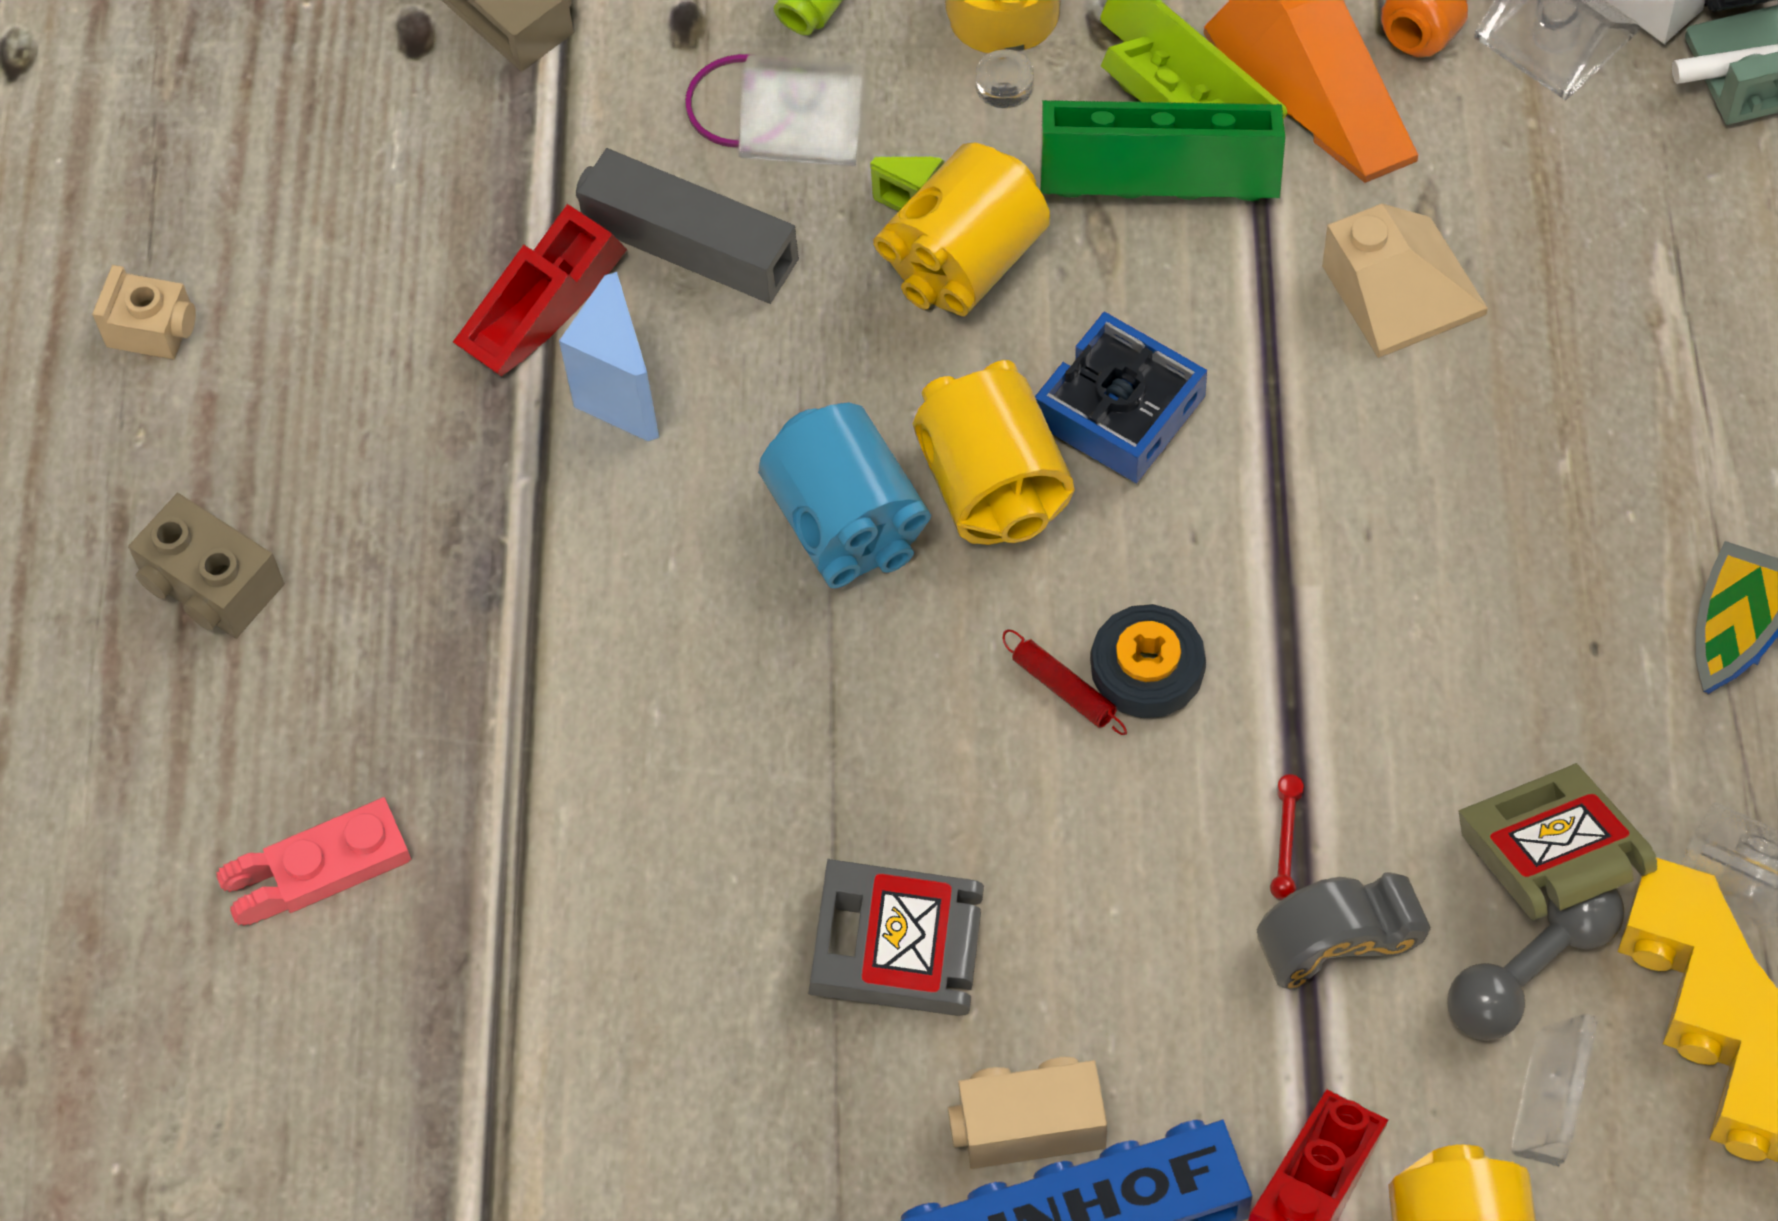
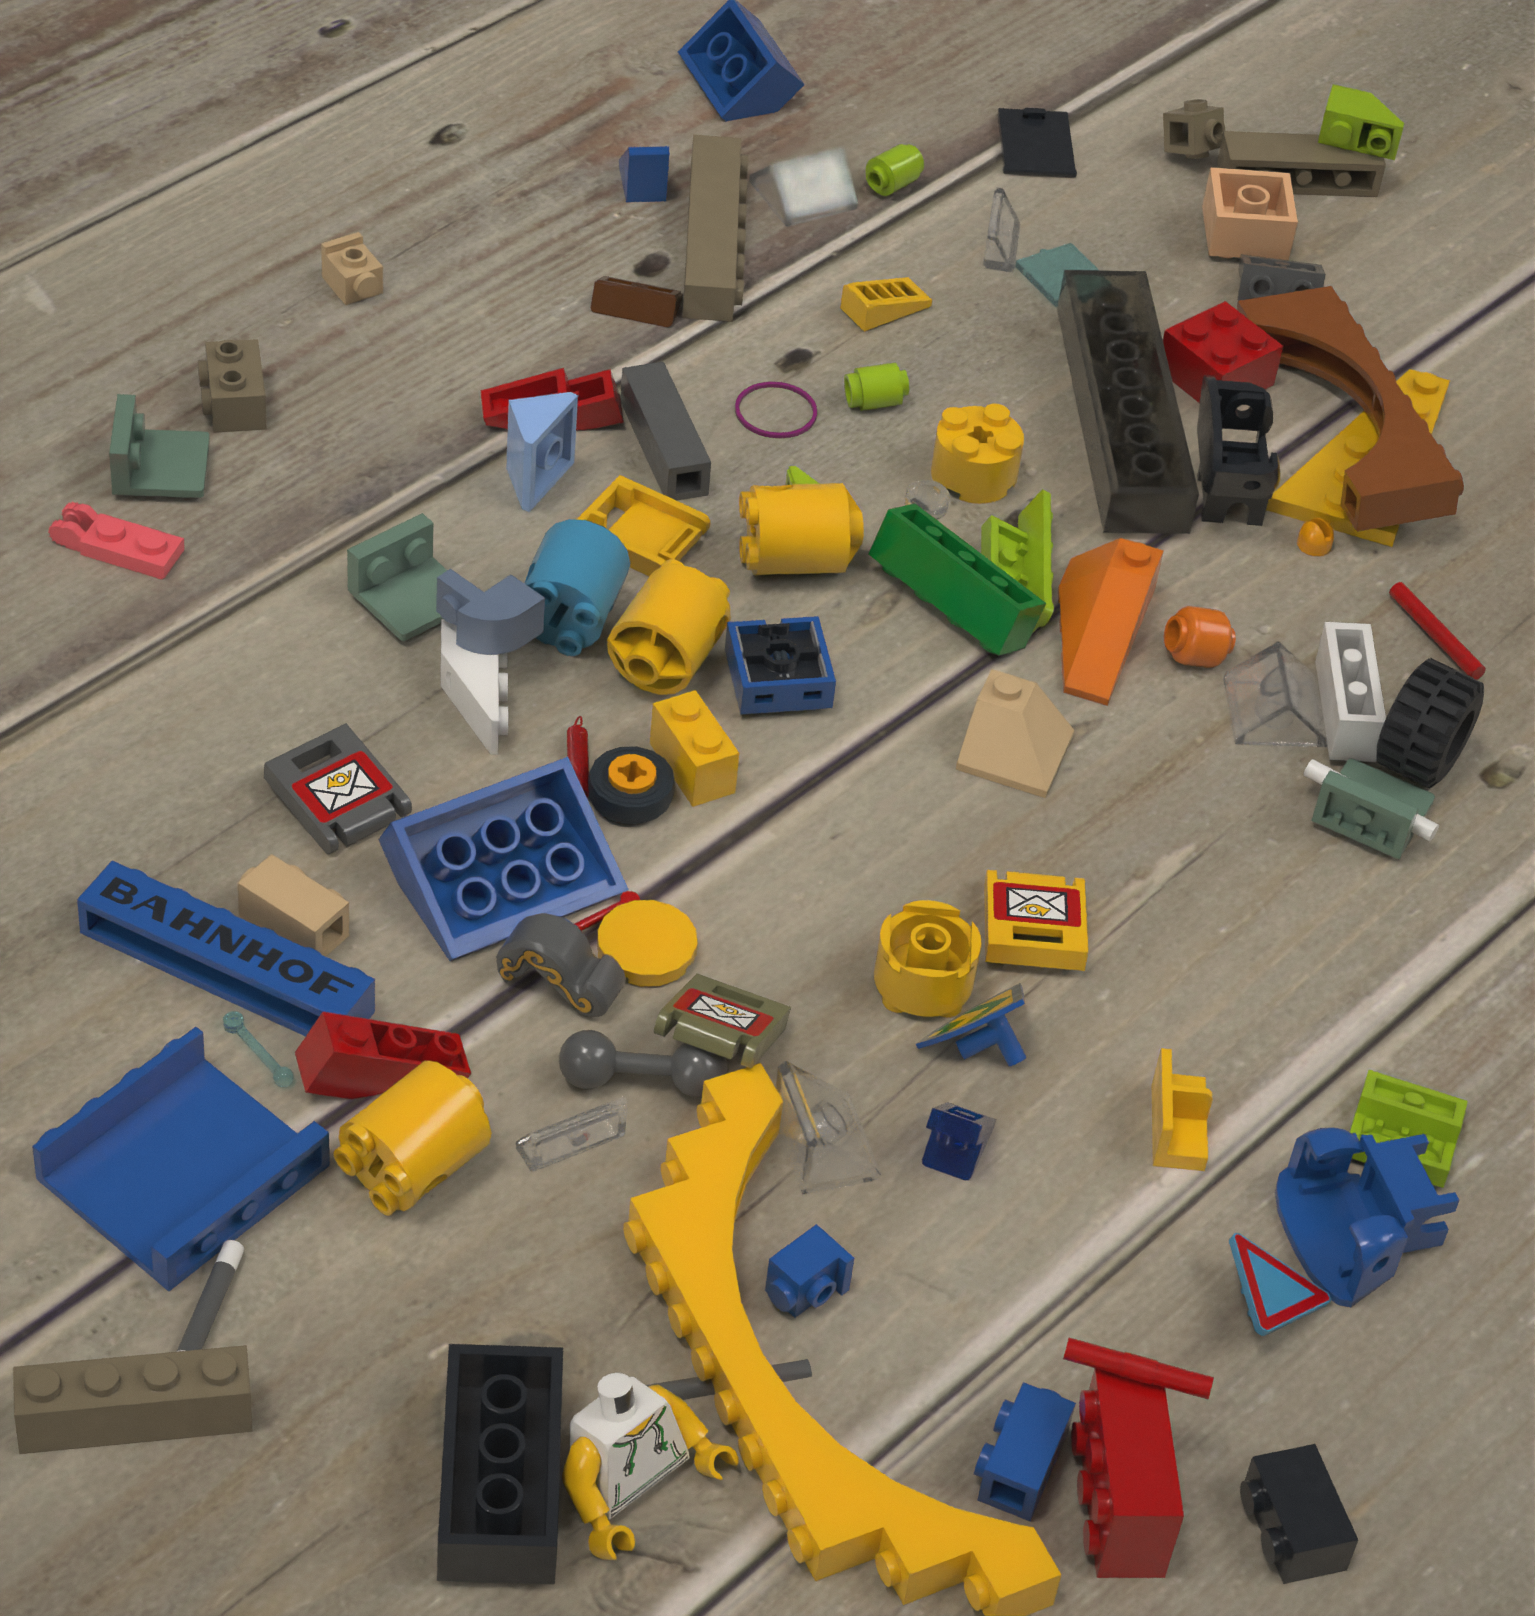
camera: 35 degrees right, 15 degrees down
(236, 727) = (155, 460): none -> sand green bracket
(459, 92) = (635, 301): none -> reddish brown slope
(674, 638) = (398, 577): none -> sand green bracket
(800, 110) = (795, 428): clear slope -> none
(800, 355) = (652, 524): none -> yellow container
(842, 616) = (493, 619): none -> sand blue brick
(861, 683) = (475, 687): none -> white slope
(1145, 863) = (502, 857): none -> blue slope
(1160, 563) = (694, 747): none -> yellow brick
(1364, 818) = (648, 941): none -> yellow tile
(1634, 596) = (927, 960): none -> yellow brick
(1638, 444) = (1035, 907): none -> yellow container

